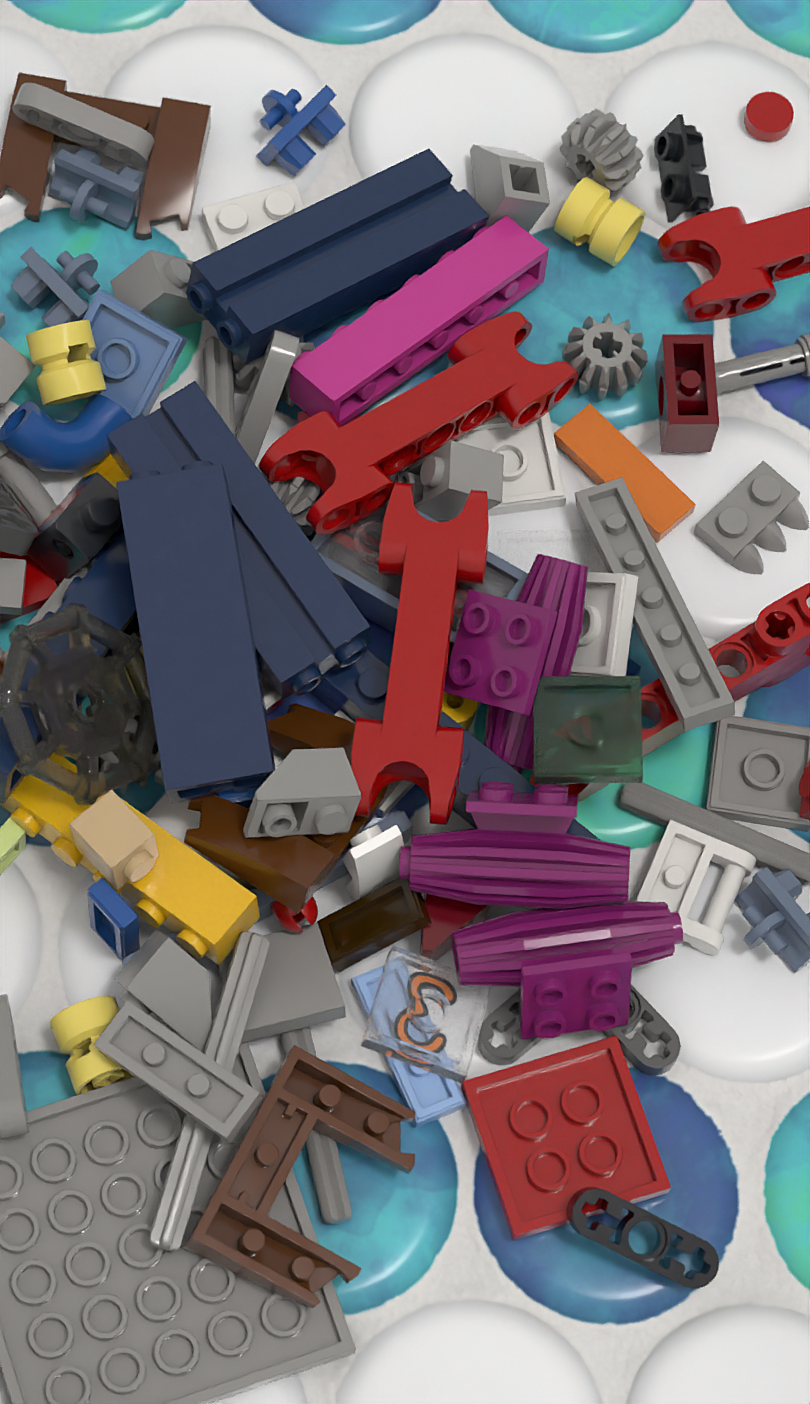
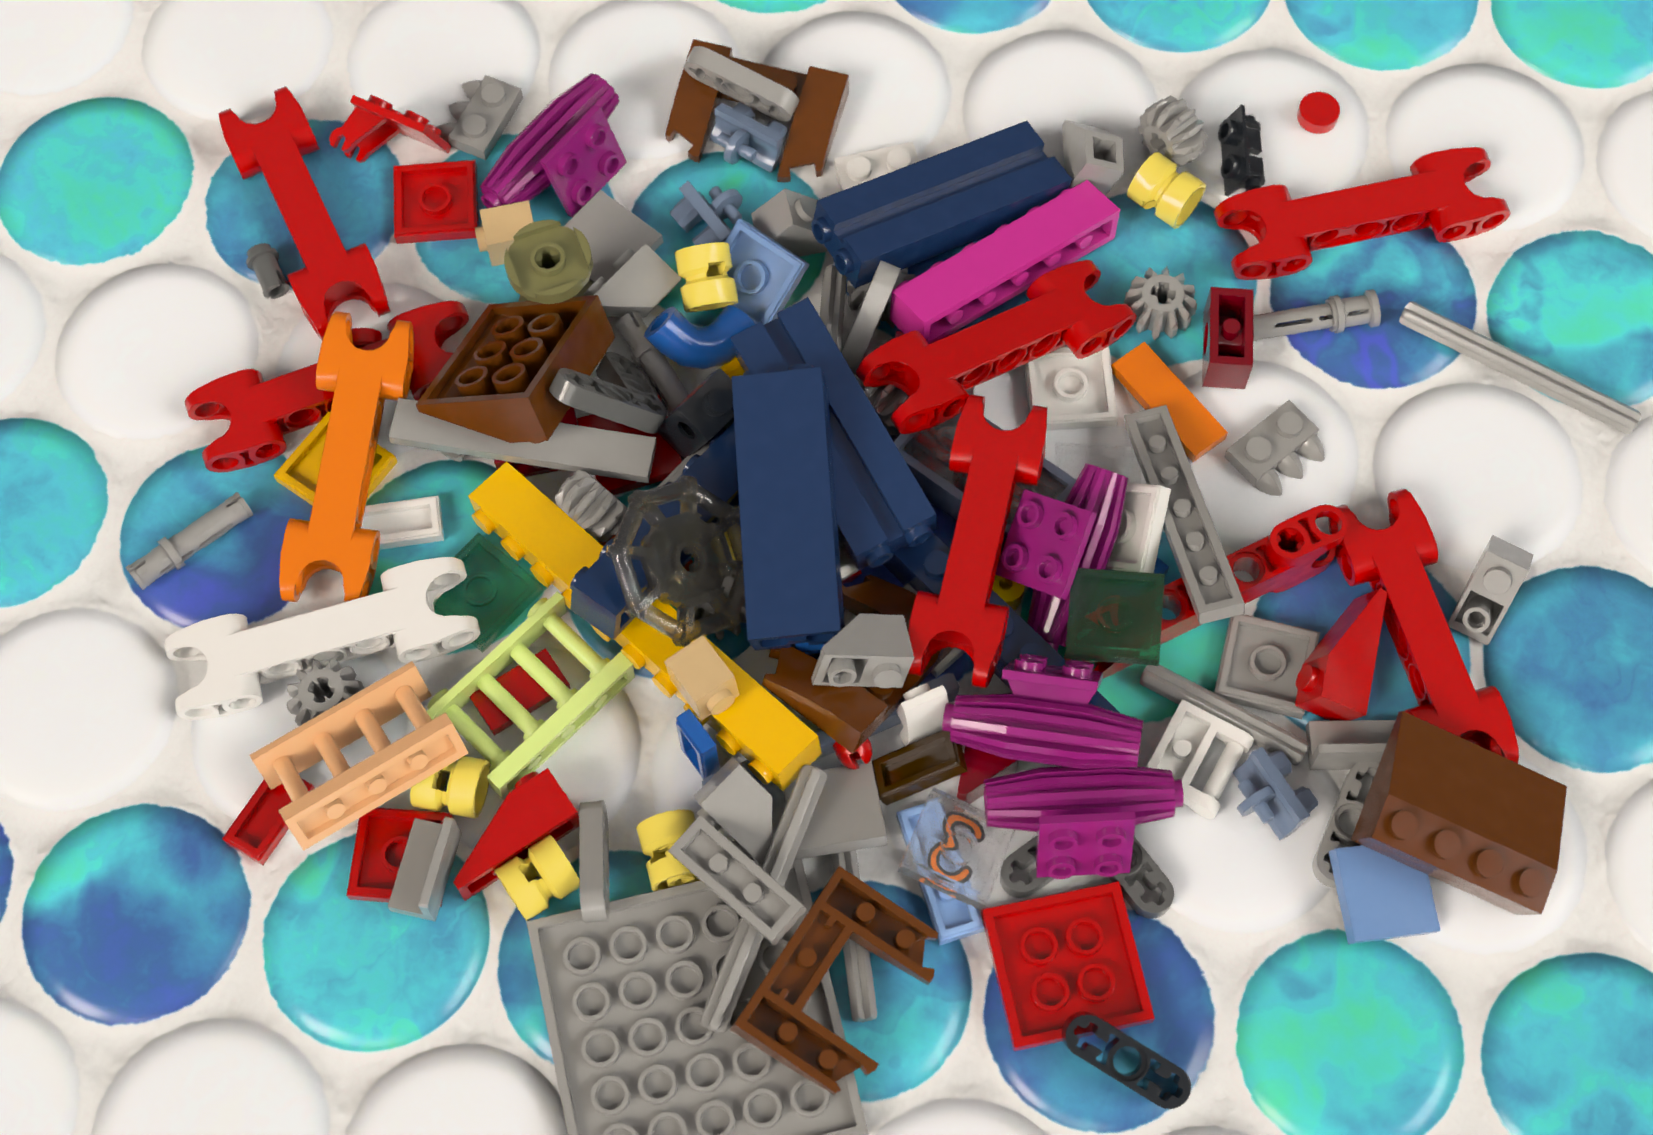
camera: 15 degrees right, 0 degrees up
(316, 116) = (935, 89): blue hips -> none
(447, 476) = (1015, 392): light grey slope -> none

